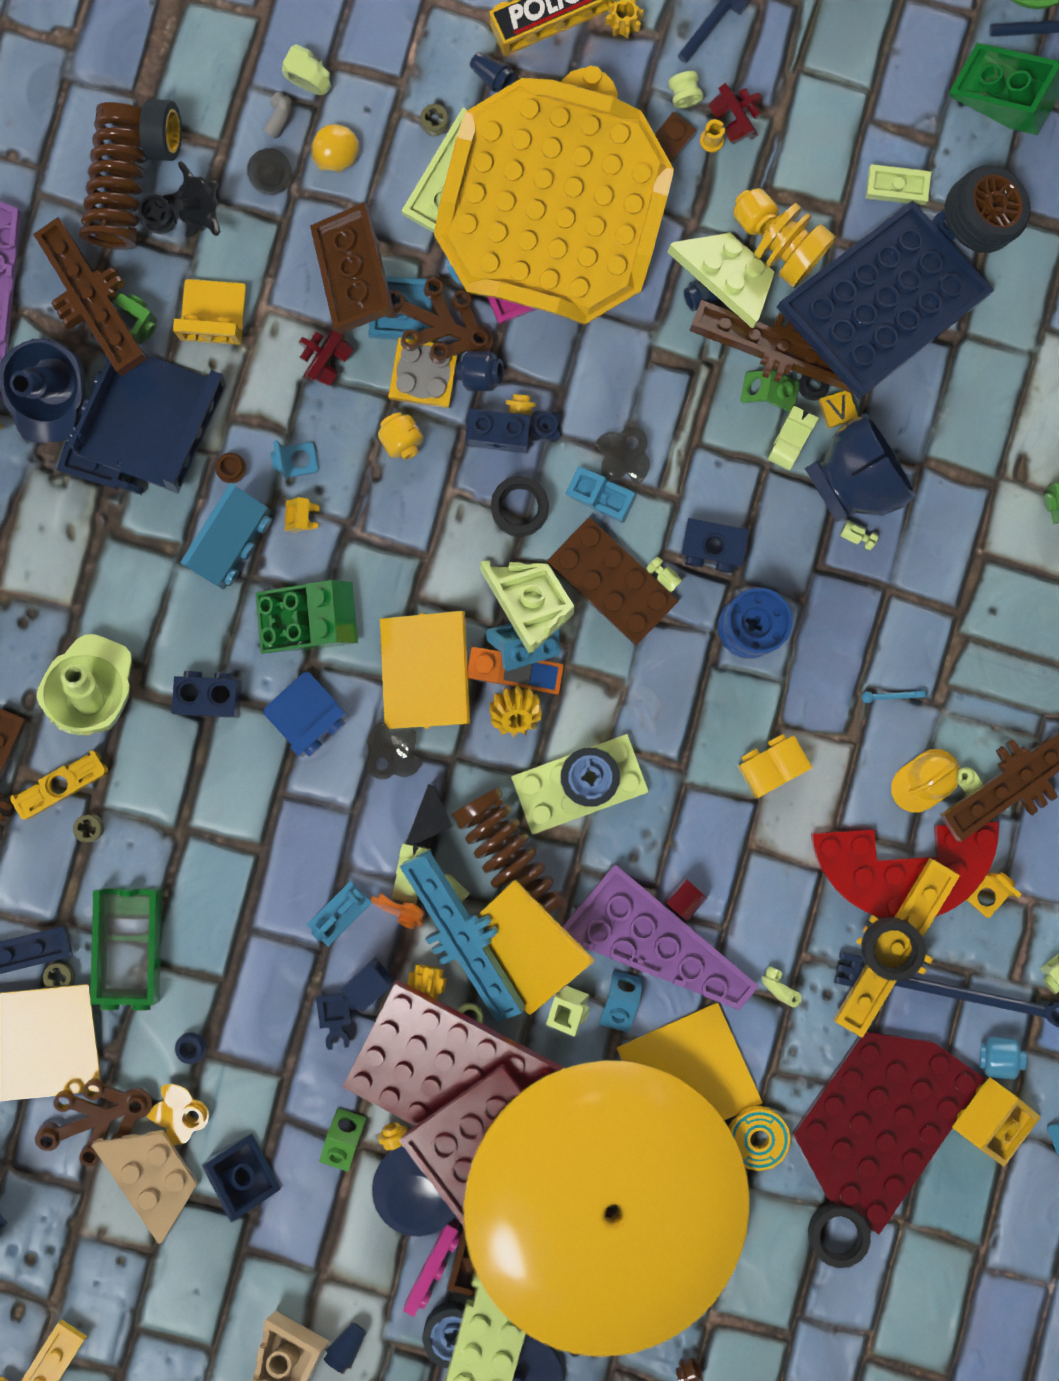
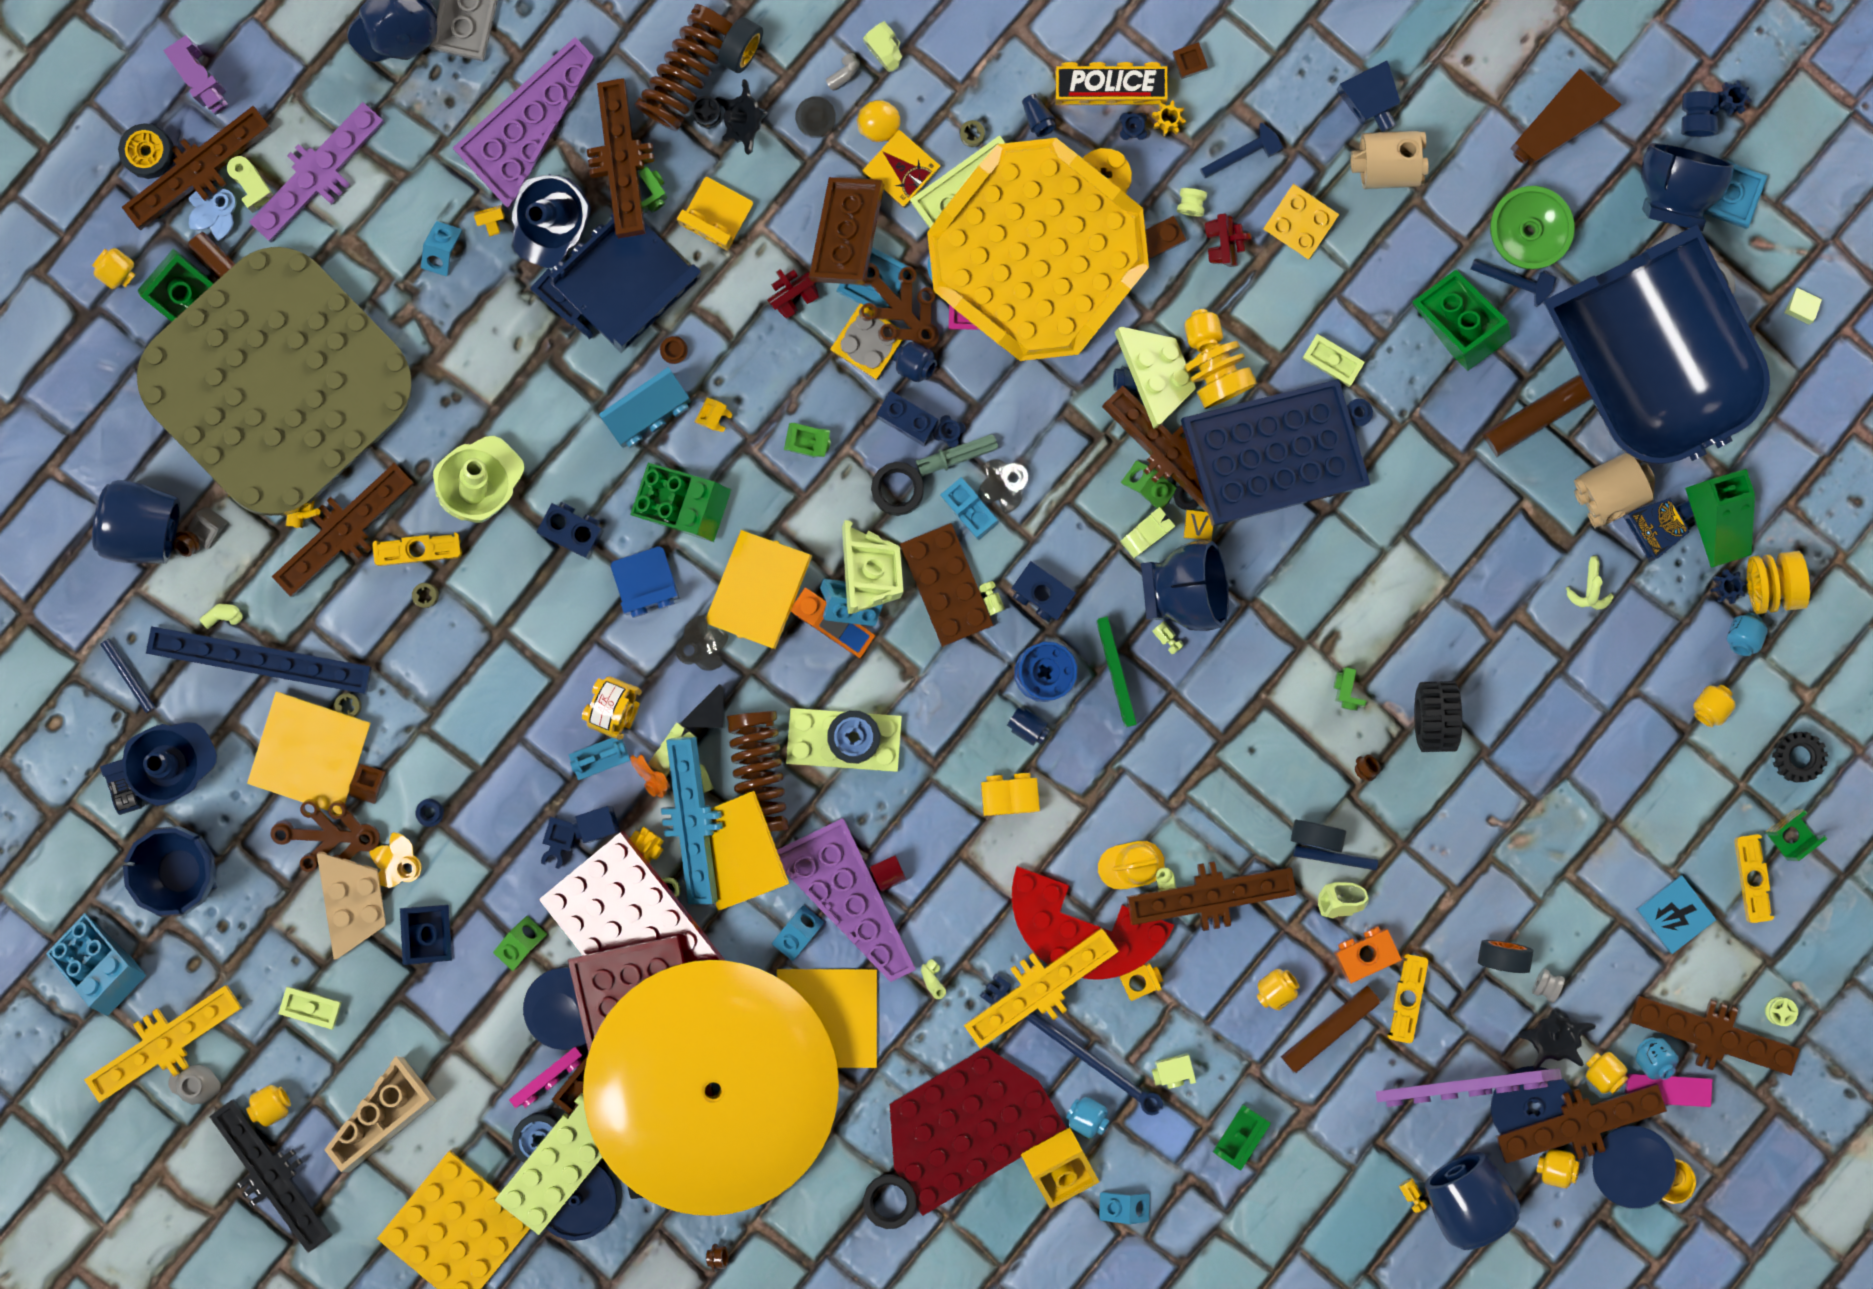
camera: 25 degrees right, 0 degrees up
(113, 1046) = (366, 783): none -> reddish brown slope
(126, 948) = (413, 707): door -> none
(156, 1305) = (310, 1008): none -> yellowish green plate
(283, 456) = (719, 363): dark azure bracket -> none
(328, 857) = (612, 707): none -> yellow brick
(345, 1348) = (447, 1111): dark blue cone -> none
(381, 184) = (901, 168): none -> yellow tile
(391, 1135) = (560, 957): yellow plate -> none
(400, 436) = (825, 386): yellow head -> none
(407, 498) = (807, 440): none -> bright green bracket
(515, 711) = (817, 655): yellow gear -> none
(520, 404) = (936, 404): yellow plate -> none
(563, 446) = (956, 455): none -> sand green axle
(568, 1010) = (751, 919): yellowish green brick -> none
(591, 33) = (1129, 119): none -> dark blue plate
(712, 137) = (1196, 258): yellow pin -> none
(761, 687) = (1028, 726): none -> dark blue brick
(777, 1142) = (877, 1094): yellow tile -> none
(803, 60) = (1301, 221): none -> yellow hinge
(824, 593) = (1116, 672): none -> green tile
(868, 697) = (1114, 775): dark azure hinge -> none
(901, 972) = (1049, 1002): black tyre -> none
(987, 209) = (1394, 415): black wheel -> none

